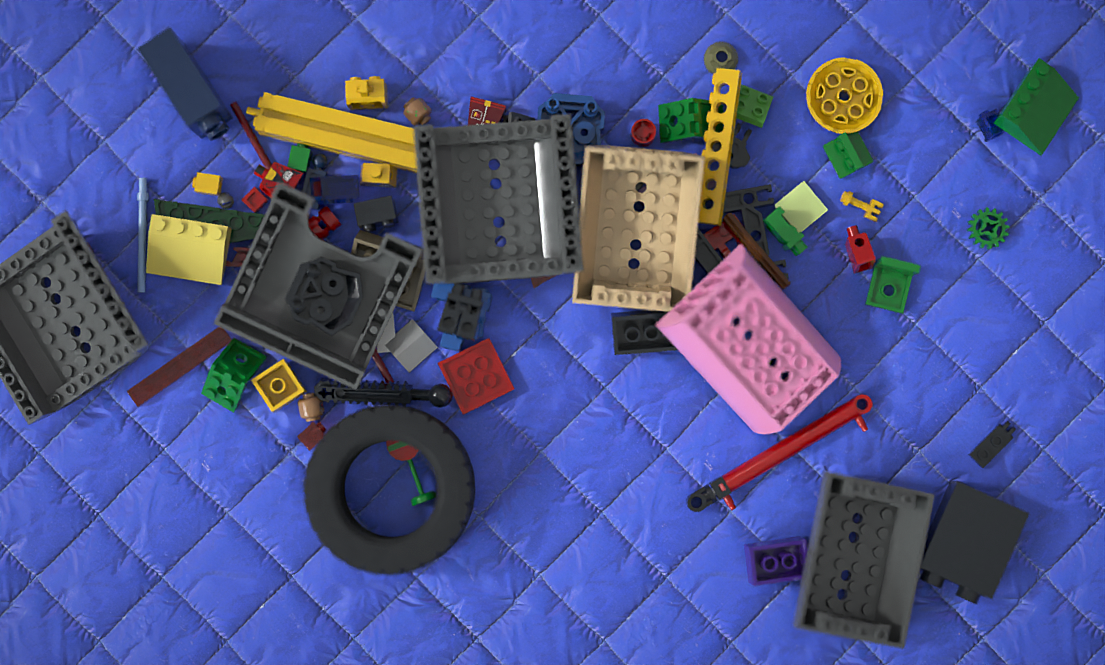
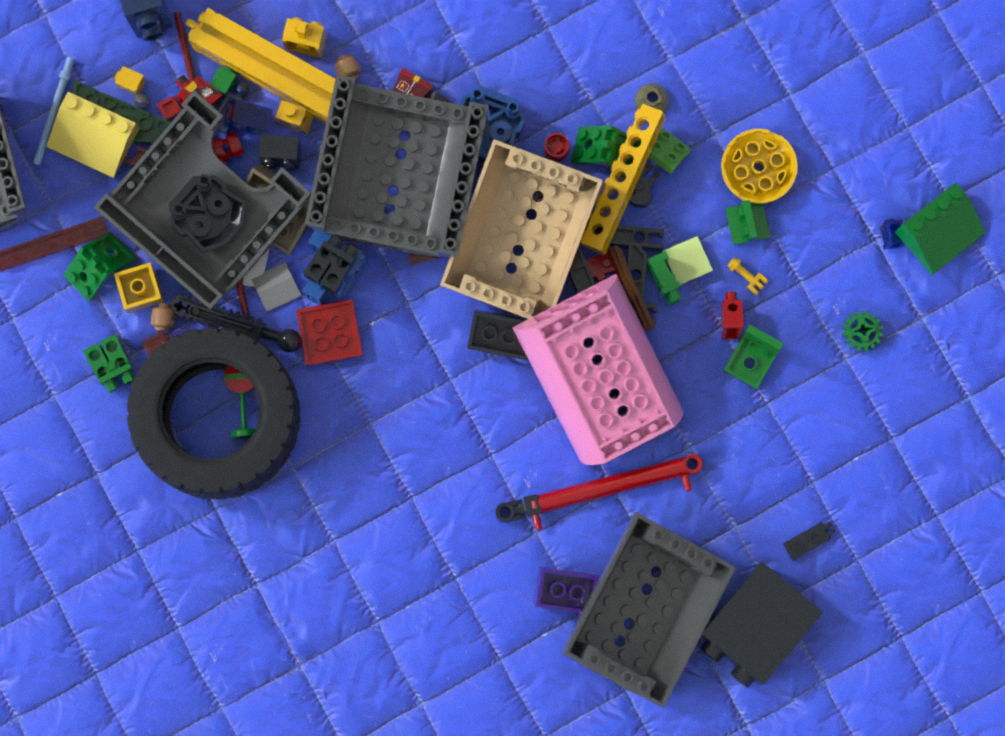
camera: 15 degrees right, 5 degrees down
(279, 467) = (112, 368): none -> green hips

